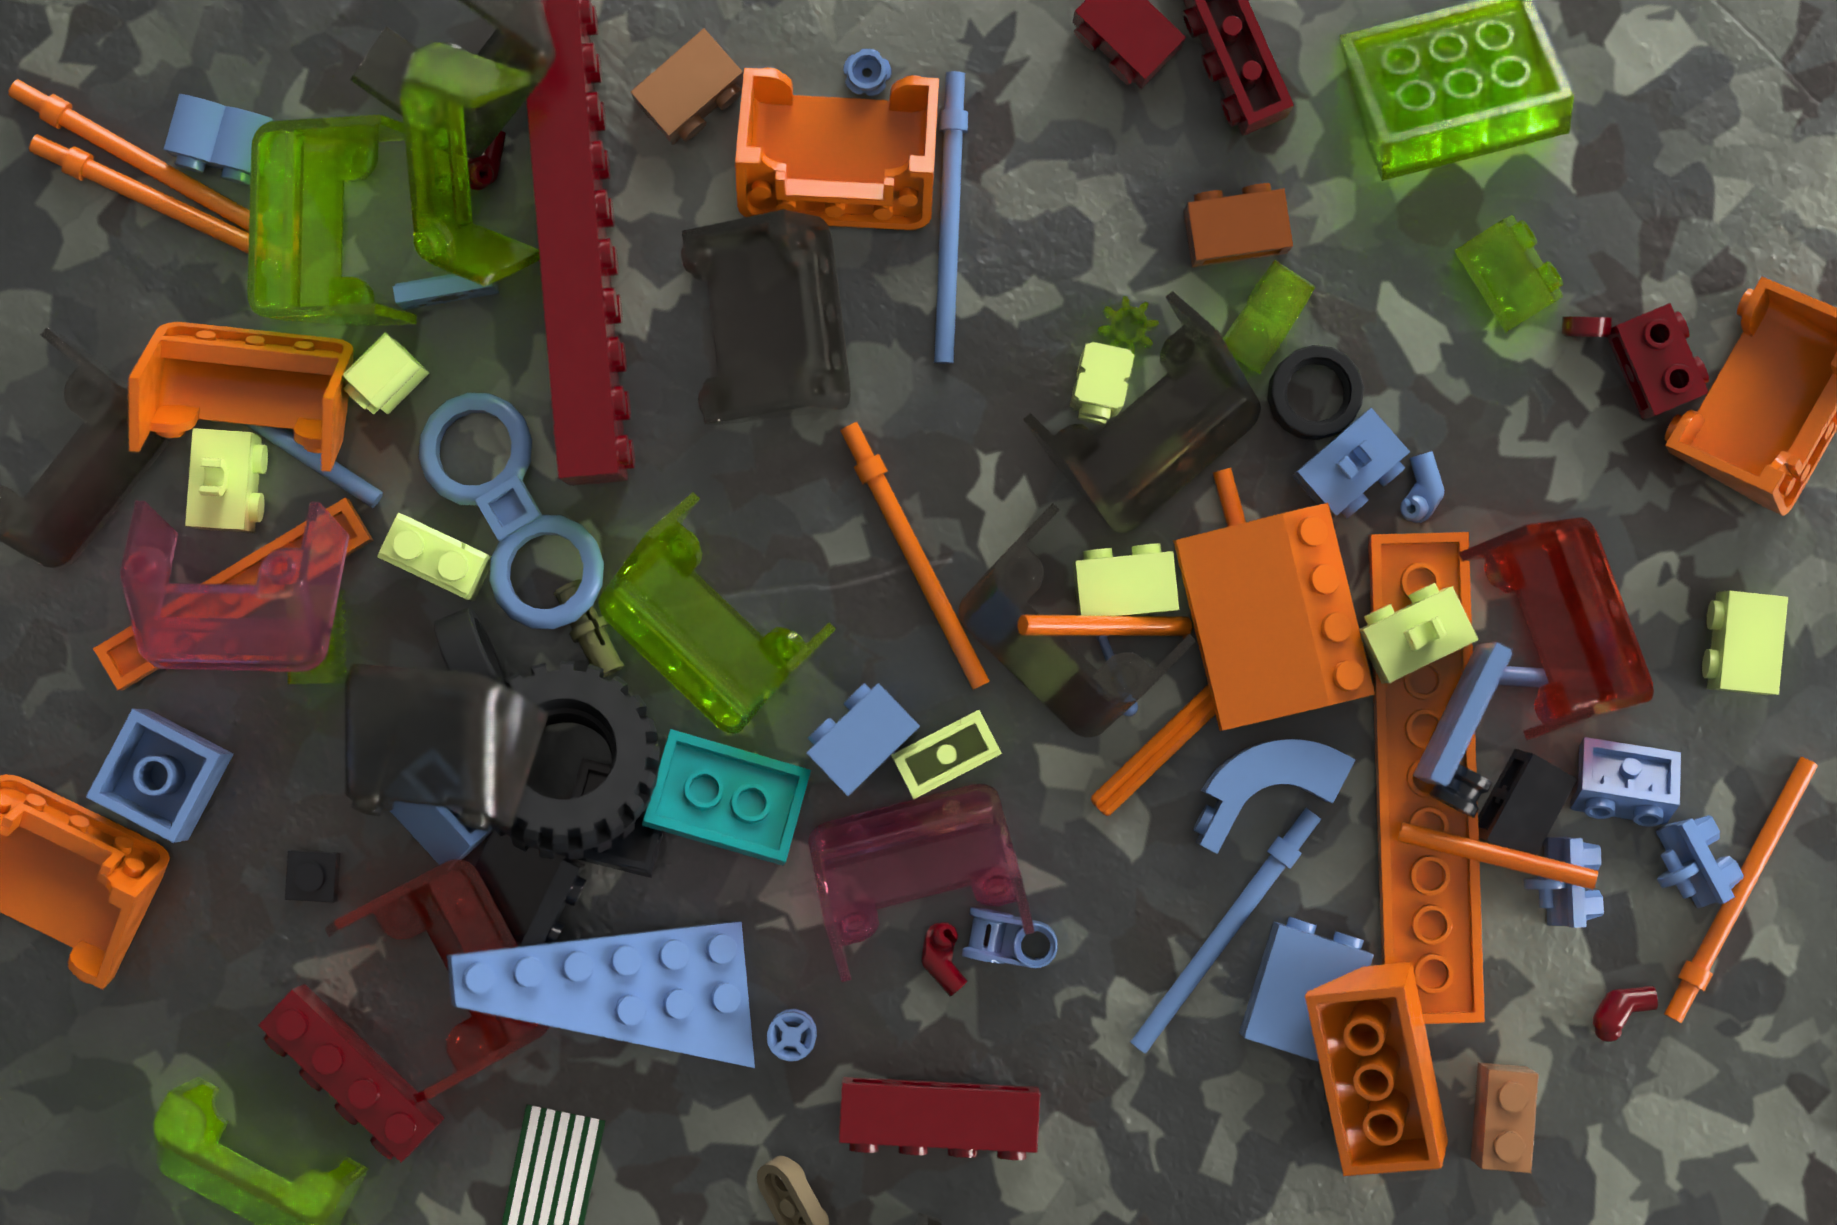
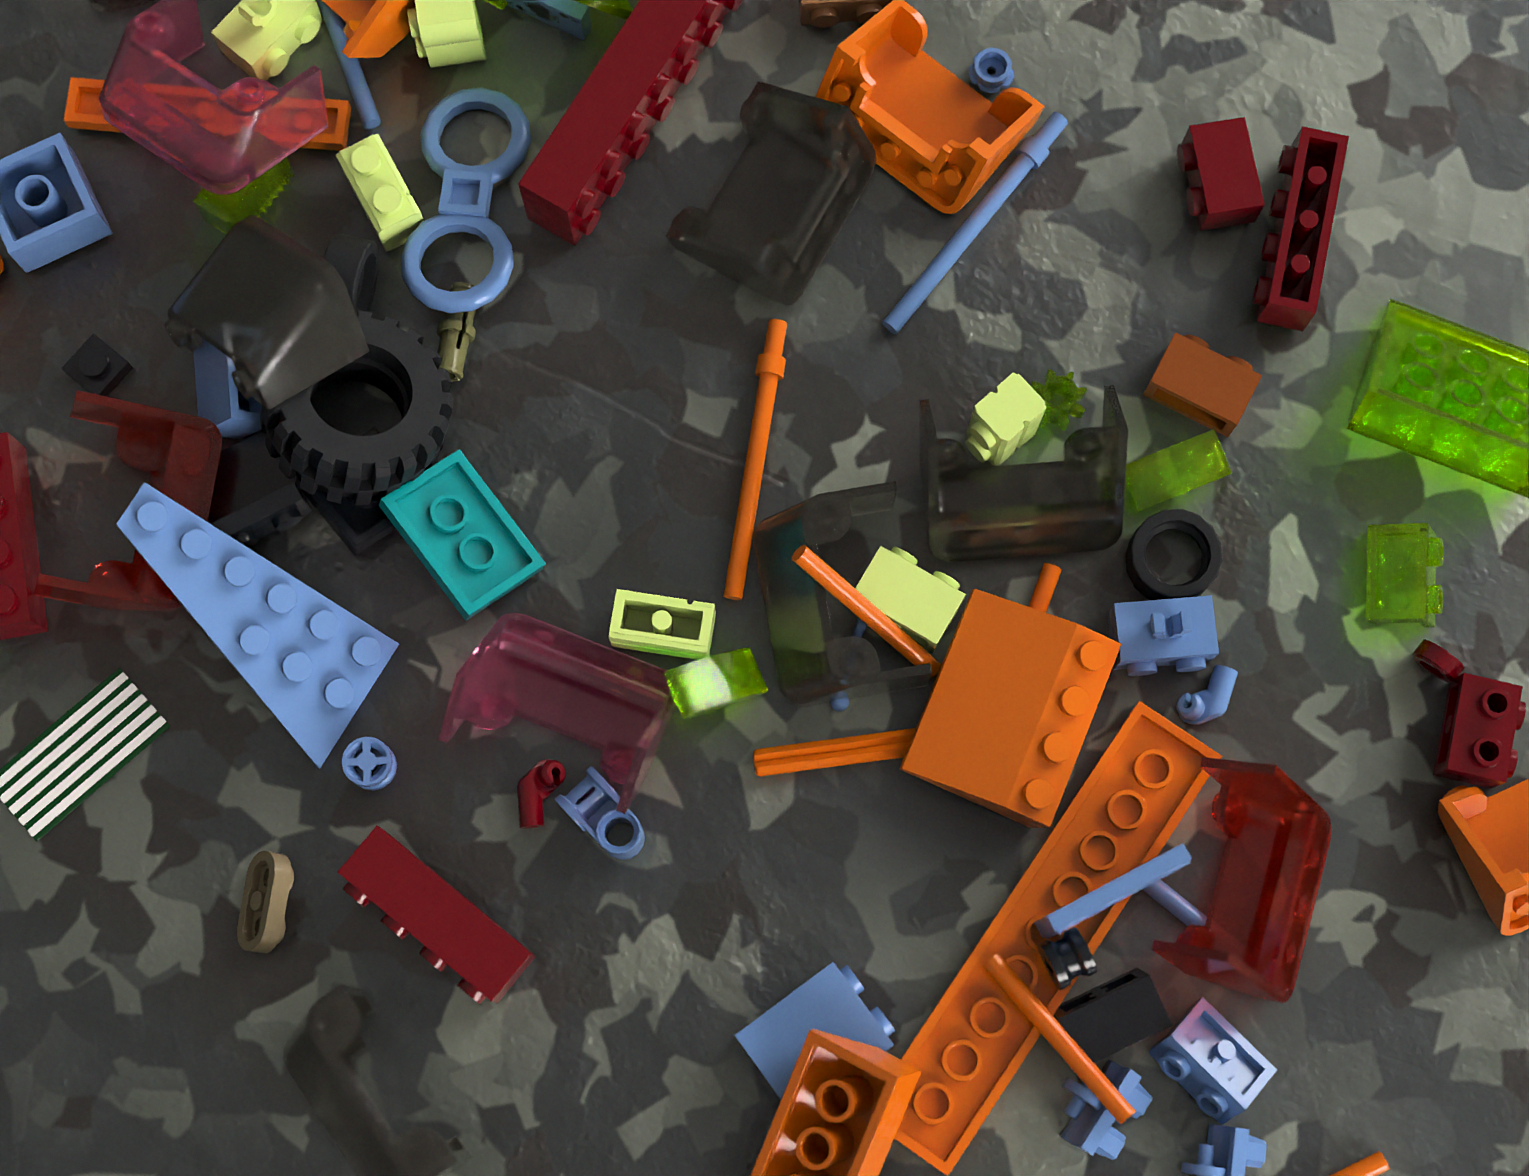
camera: 35 degrees right, 10 degrees down
(695, 632) = (535, 385): clear neon green windscreen -> none
(862, 738) = (601, 558): medium blue brick -> none
(1023, 769) = (715, 682): none -> clear neon green slope
(1268, 763) = (920, 825): medium blue arch -> none
(1282, 853) = (878, 911): medium blue bar -> none
(1417, 633) = (1120, 802): yellowish green brick -> none
(1745, 642) = (1396, 1016): yellowish green brick -> none

